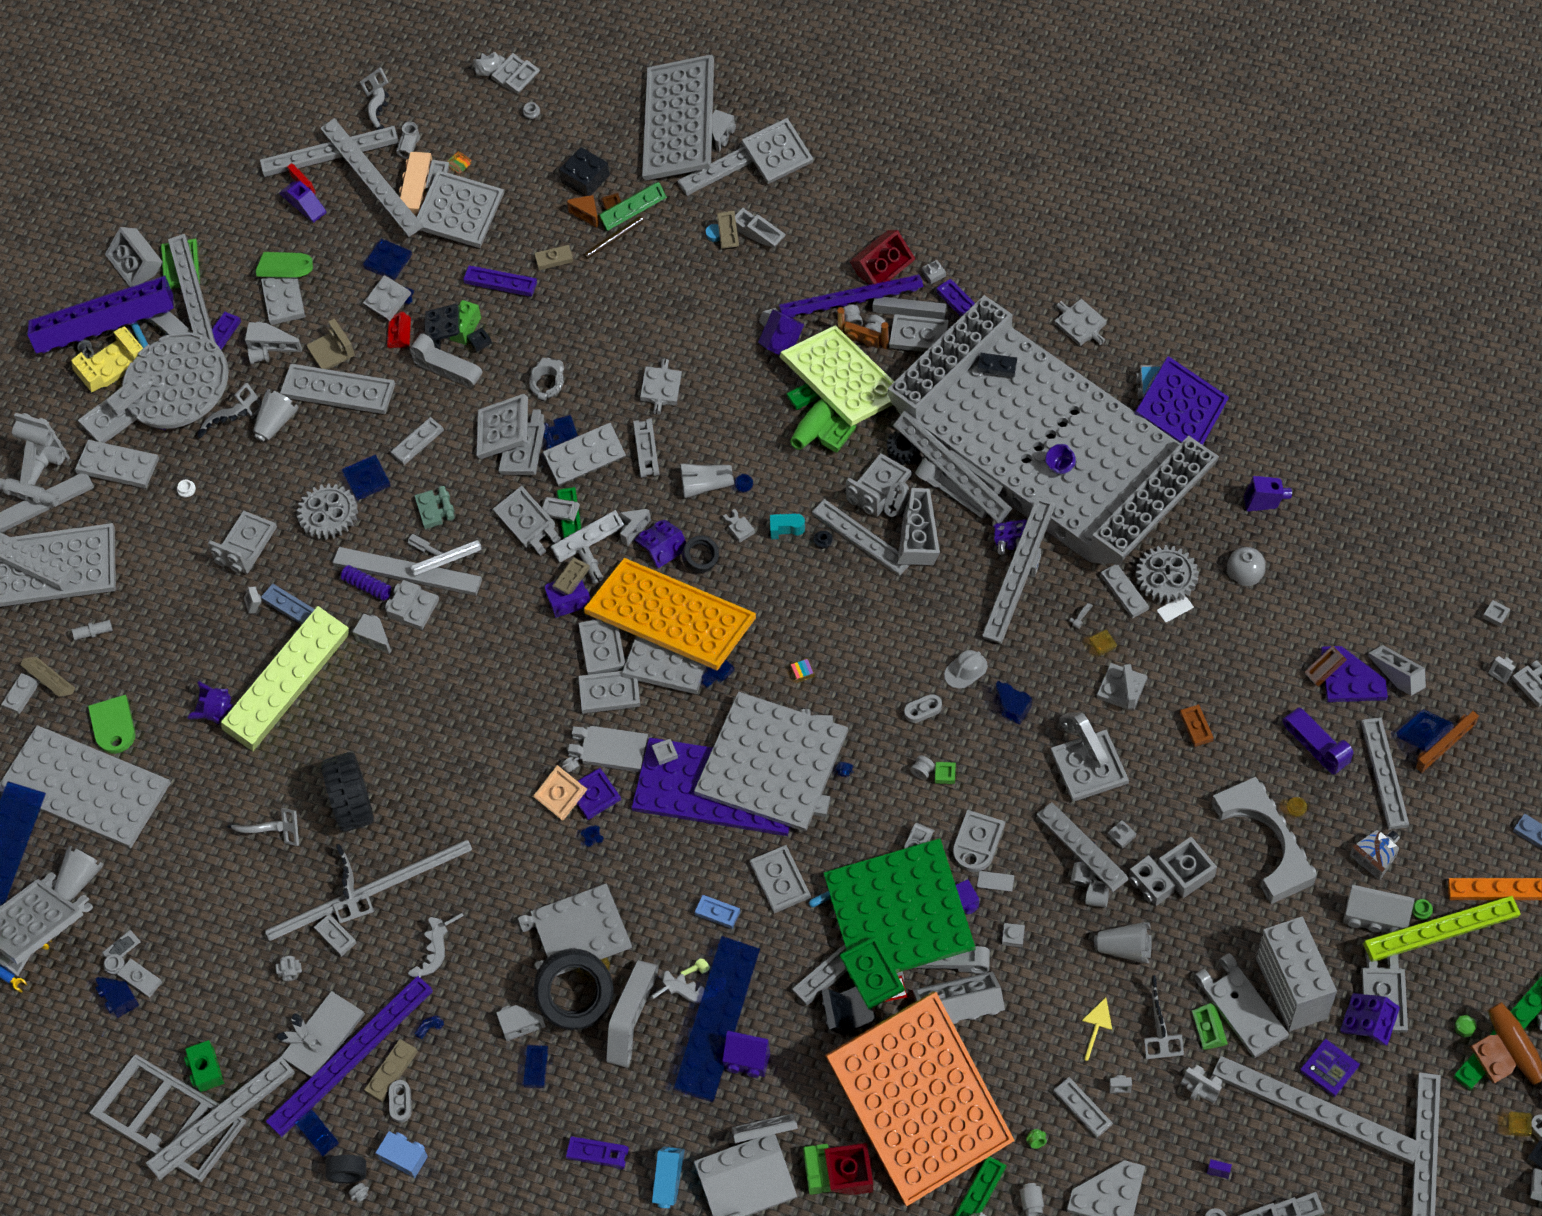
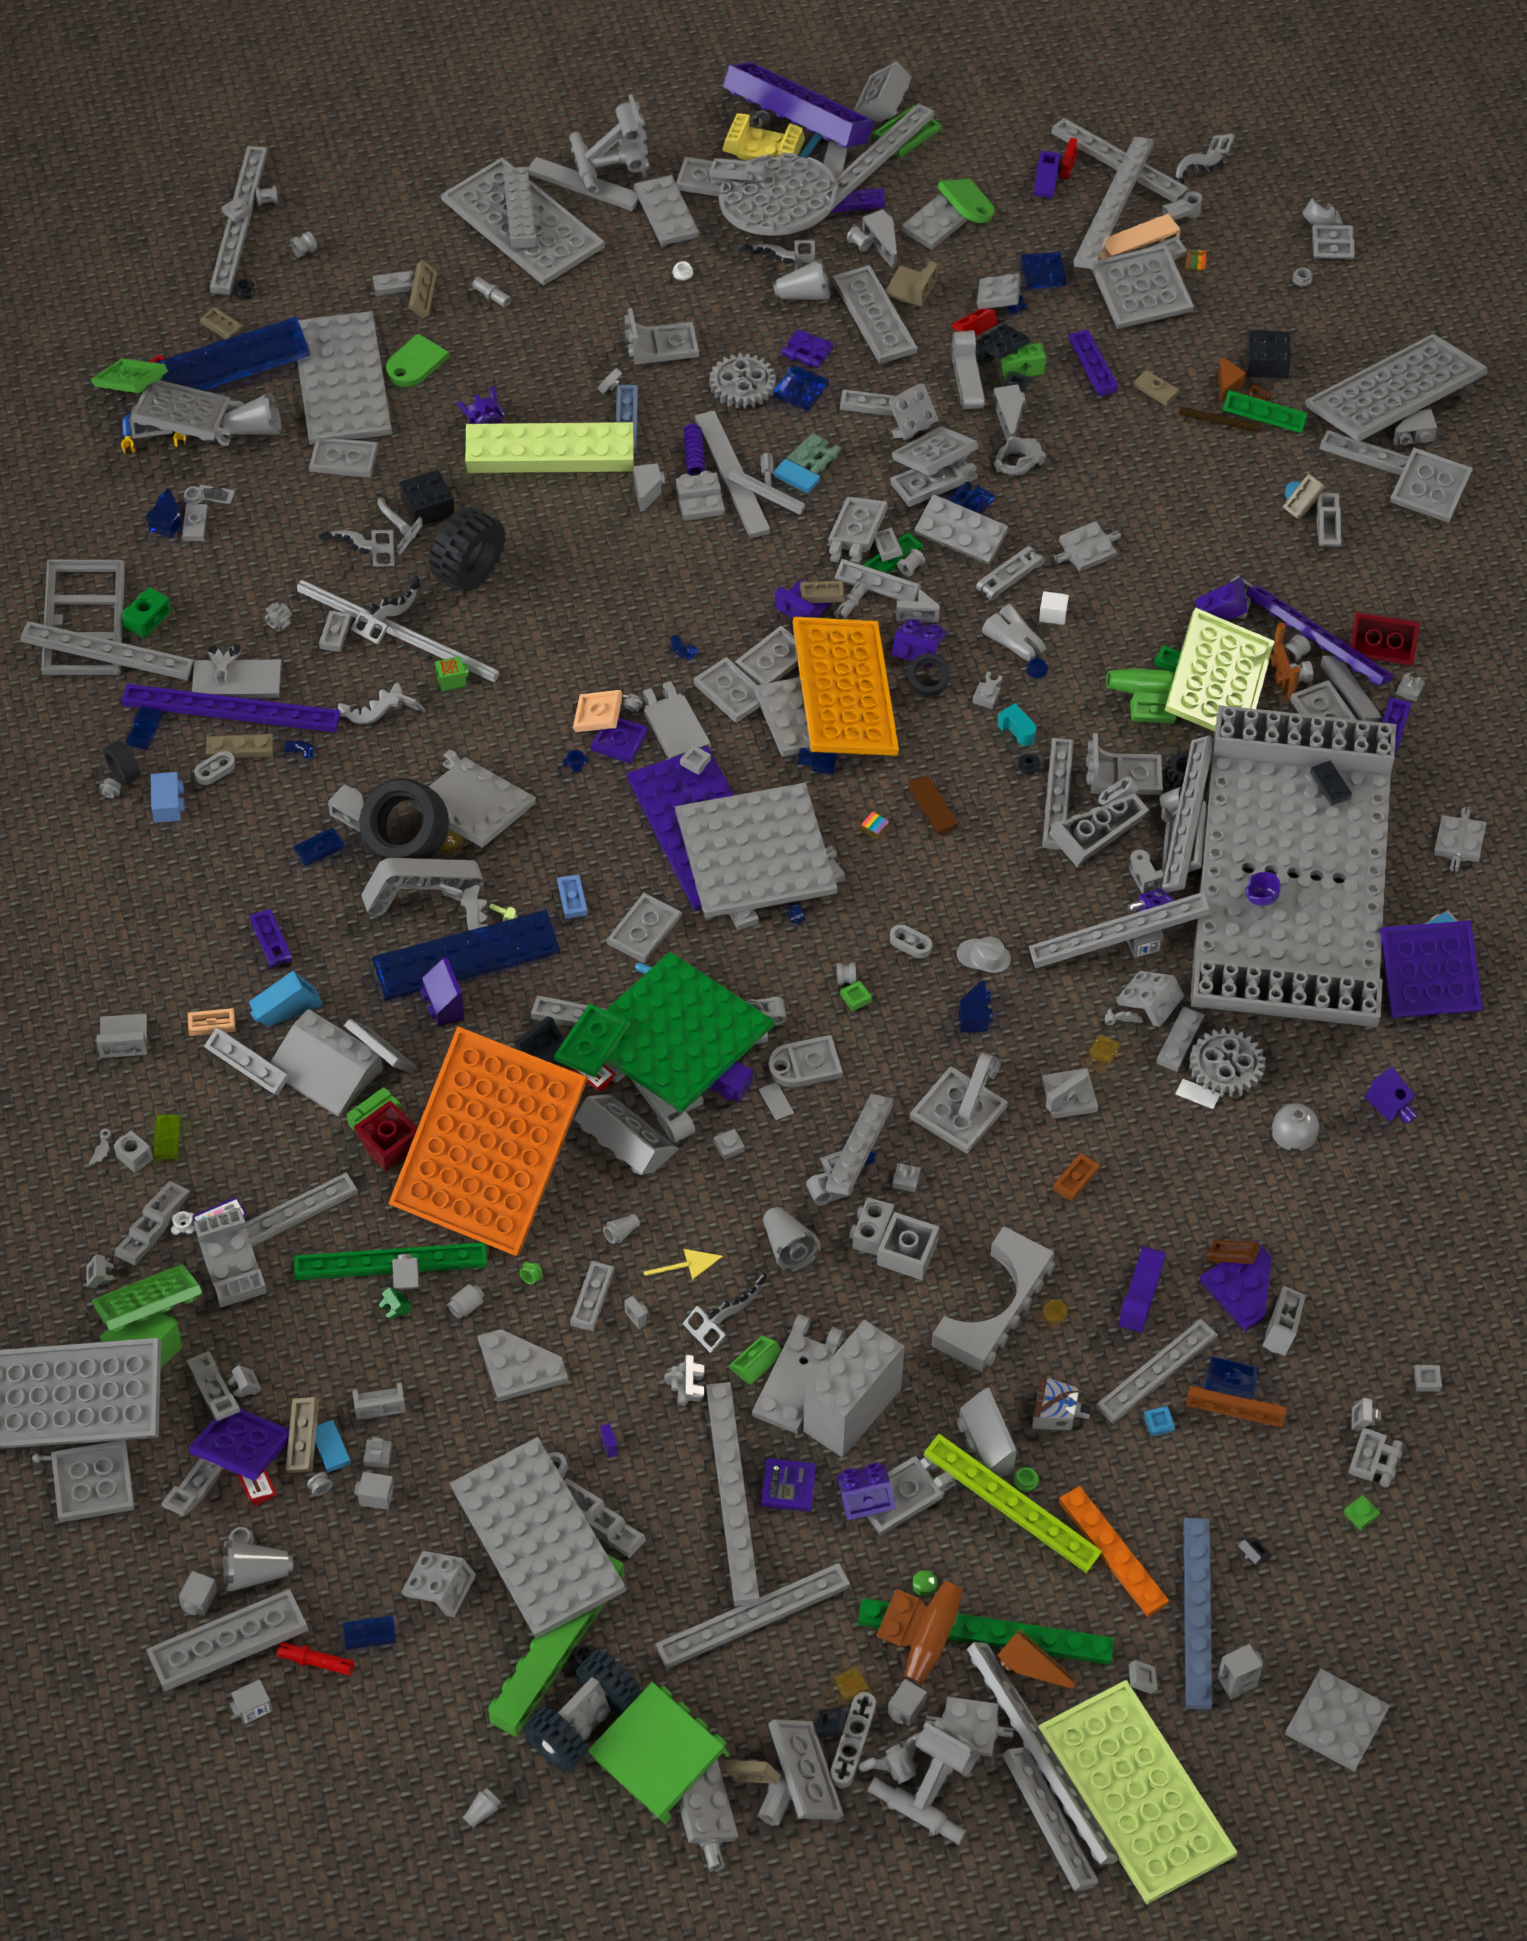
camera: 50 degrees right, 5 degrees down
(165, 830) = (344, 457): none -> light grey tile
(260, 793) = (427, 497): none -> black brick
(267, 867) = (364, 546): none -> light grey piece
(329, 448) = (807, 349): none -> dark purple plate
(444, 875) = (451, 673): none -> bright green brick
(445, 530) = (796, 476): none -> dark azure tile
(459, 418) = (912, 412): none -> light grey bracket
(499, 357) = (1009, 406): none -> light grey slope
(546, 702) = (686, 652): none -> clear blue arm
(587, 504) = (911, 562): none -> light grey bush
(700, 439) = (1053, 608): none -> white panel
(812, 622) = (932, 805): none -> reddish brown tile
(971, 525) = (1144, 873): none -> light grey leg
(1039, 1053) = (619, 1229): none -> light grey cone
(1077, 585) = (1154, 993): none -> light grey bracket
(1425, 796) = (1159, 1421): none -> dark azure tile

